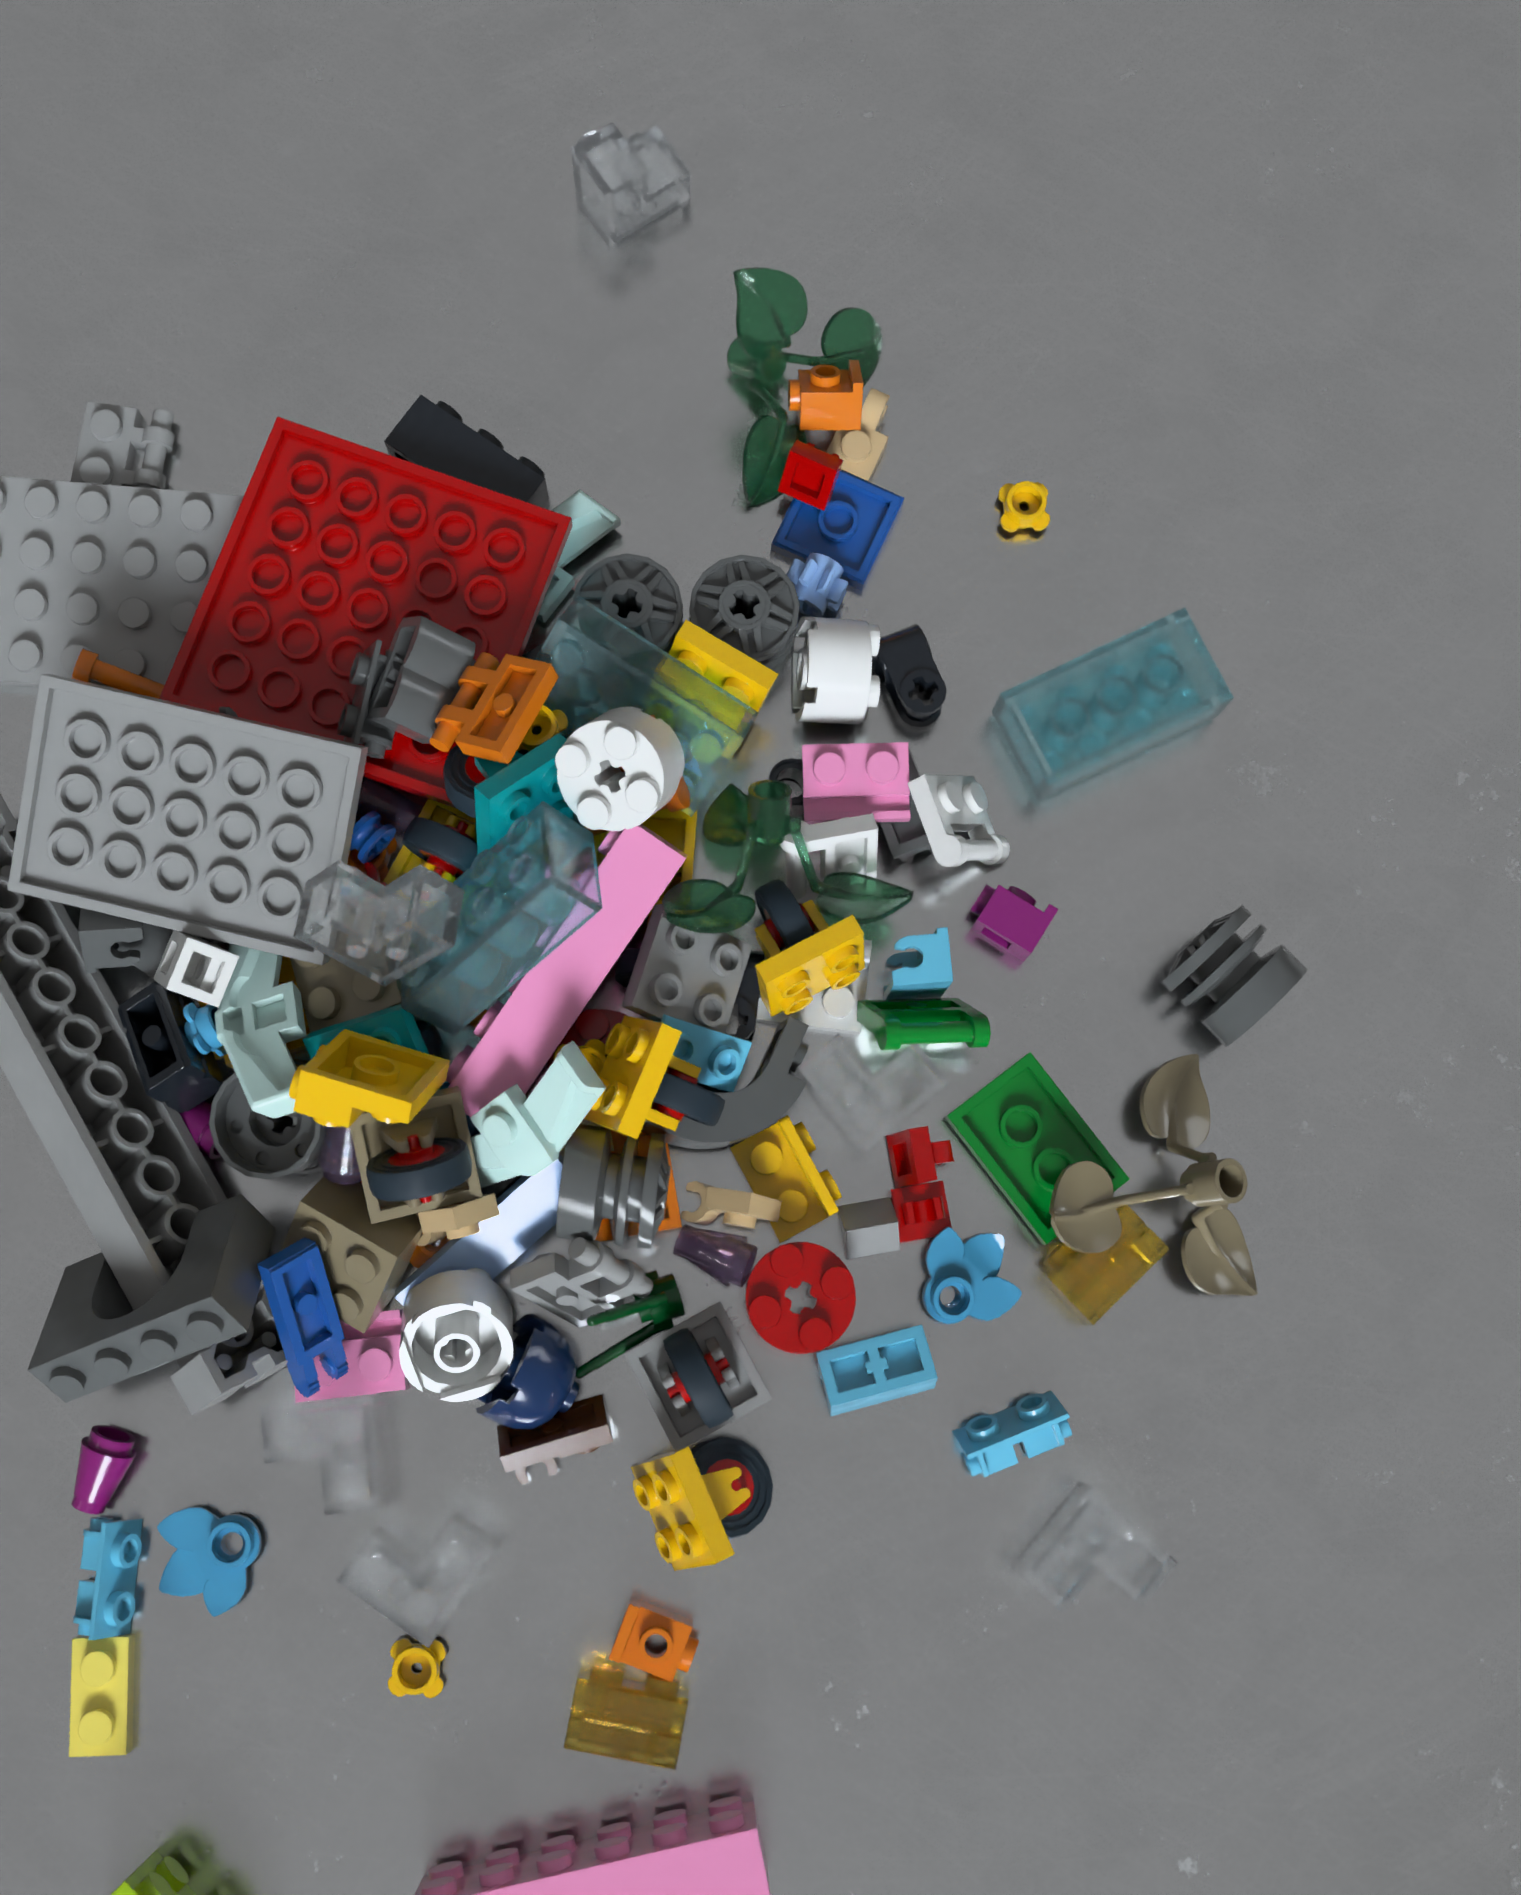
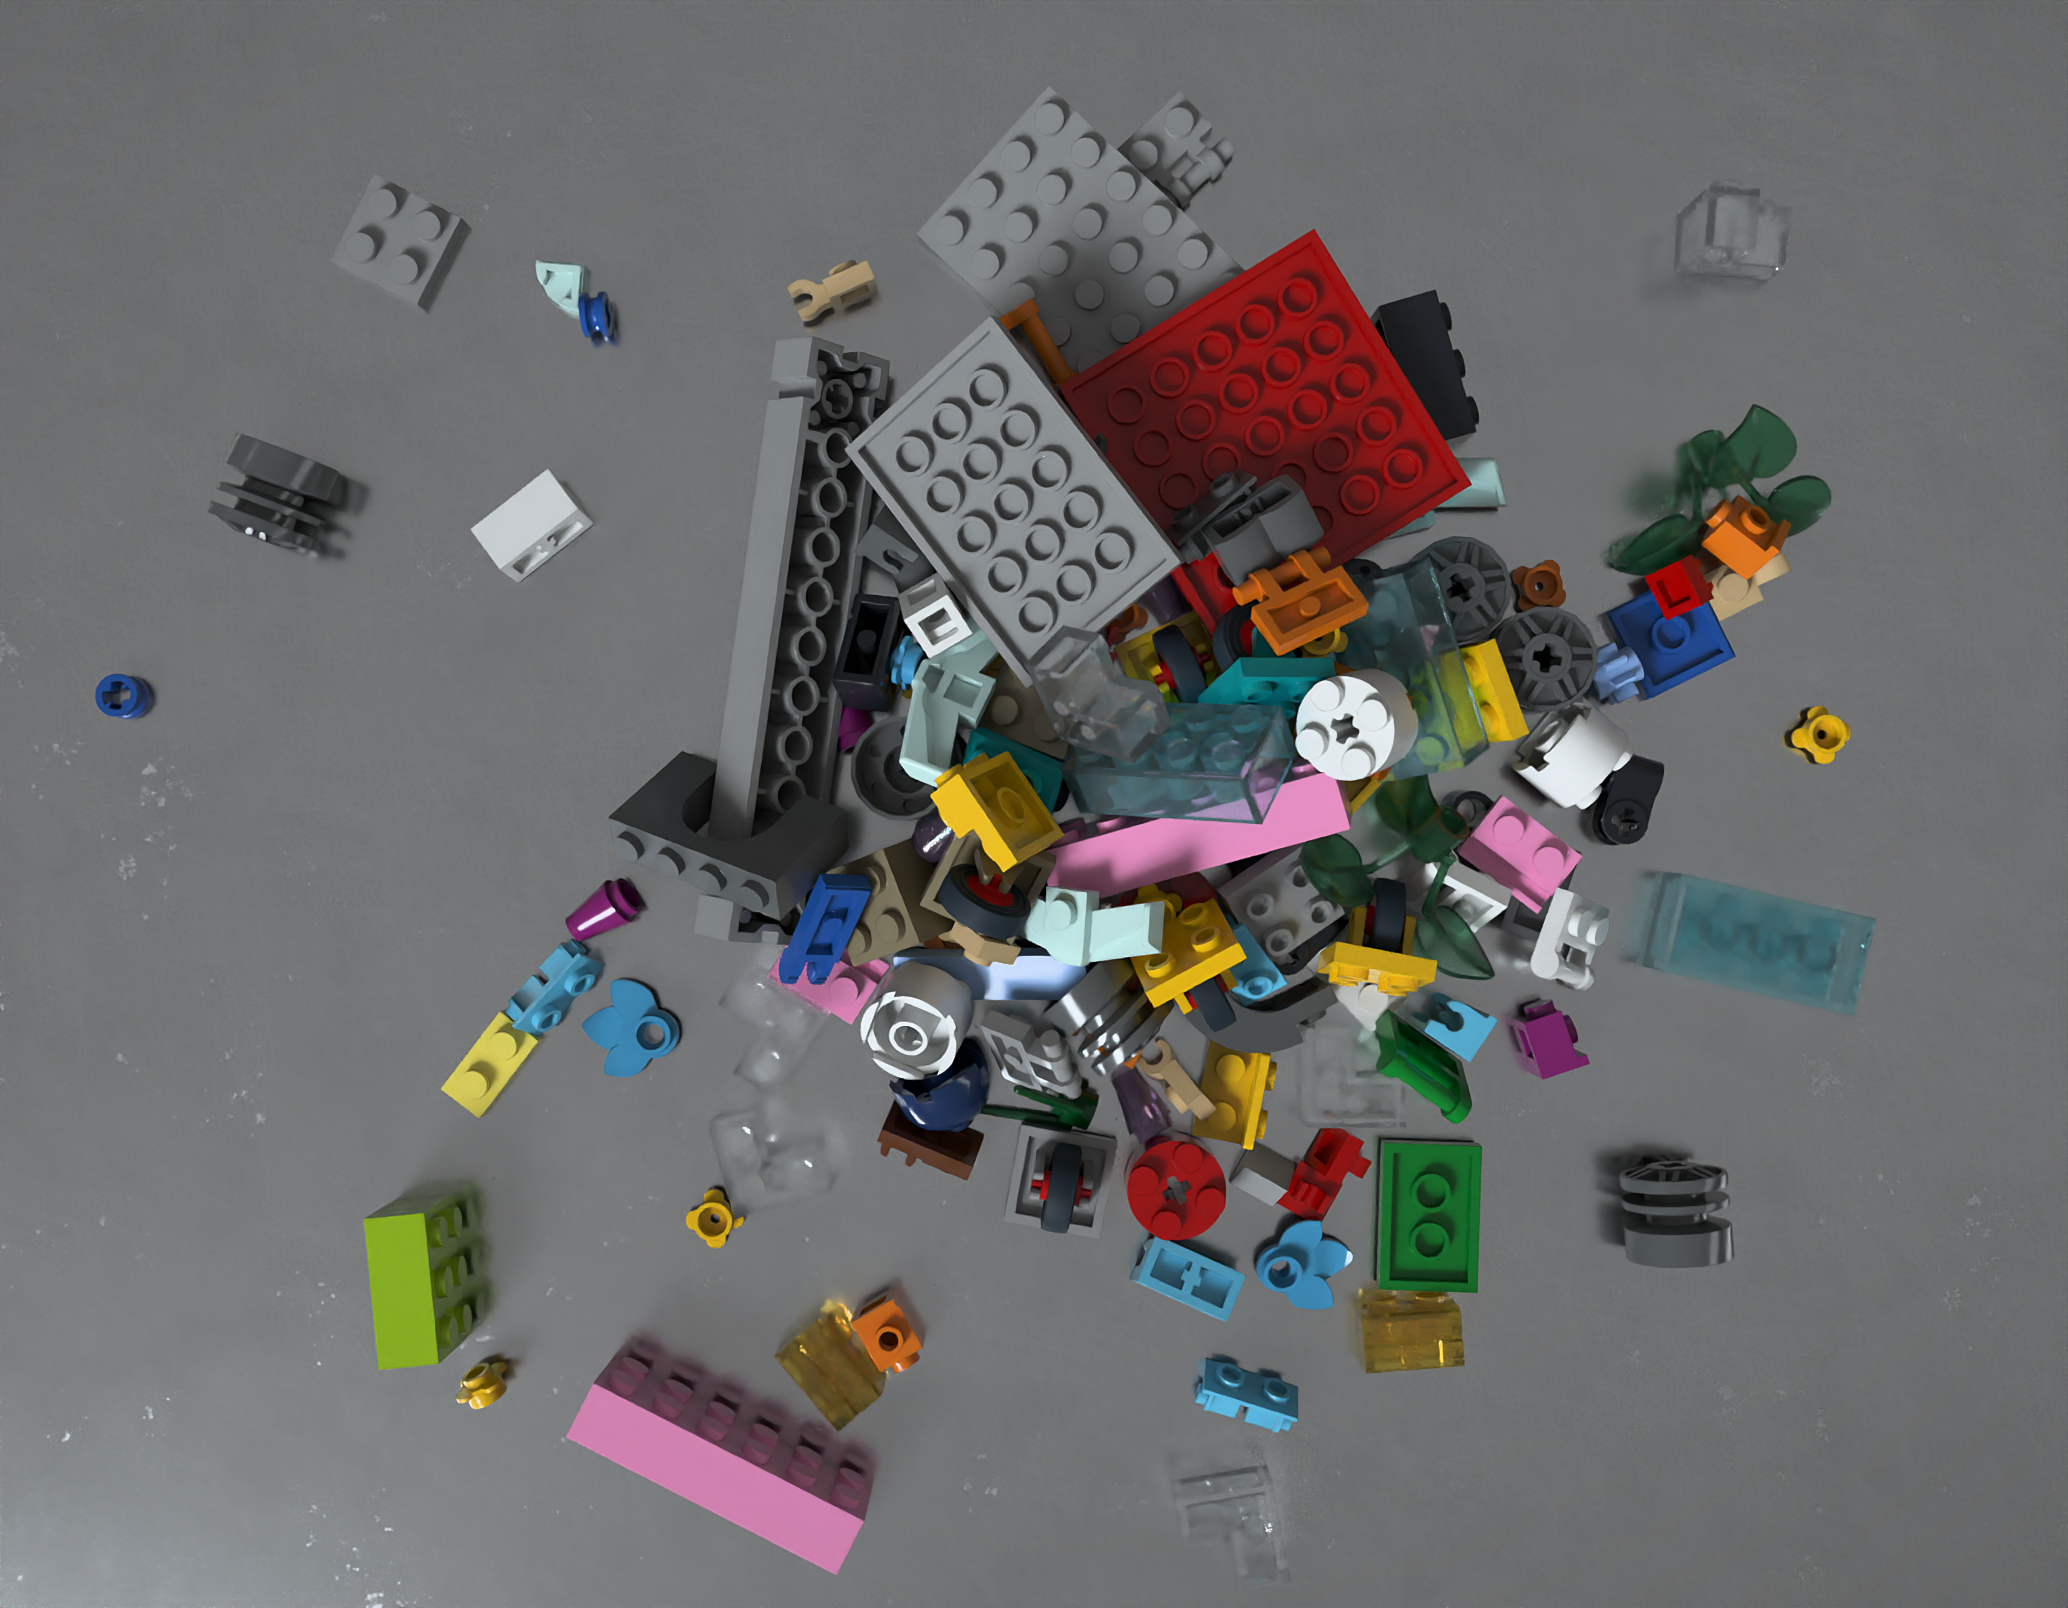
camera: 50 degrees right, 10 degrees up
(371, 836) = (1136, 613): blue bush -> none
(697, 550) = (1552, 583): none -> orange plate
(703, 1499) = (997, 1269): yellow plate -> none
(1212, 1251) = (1494, 1391): dark tan plant -> none

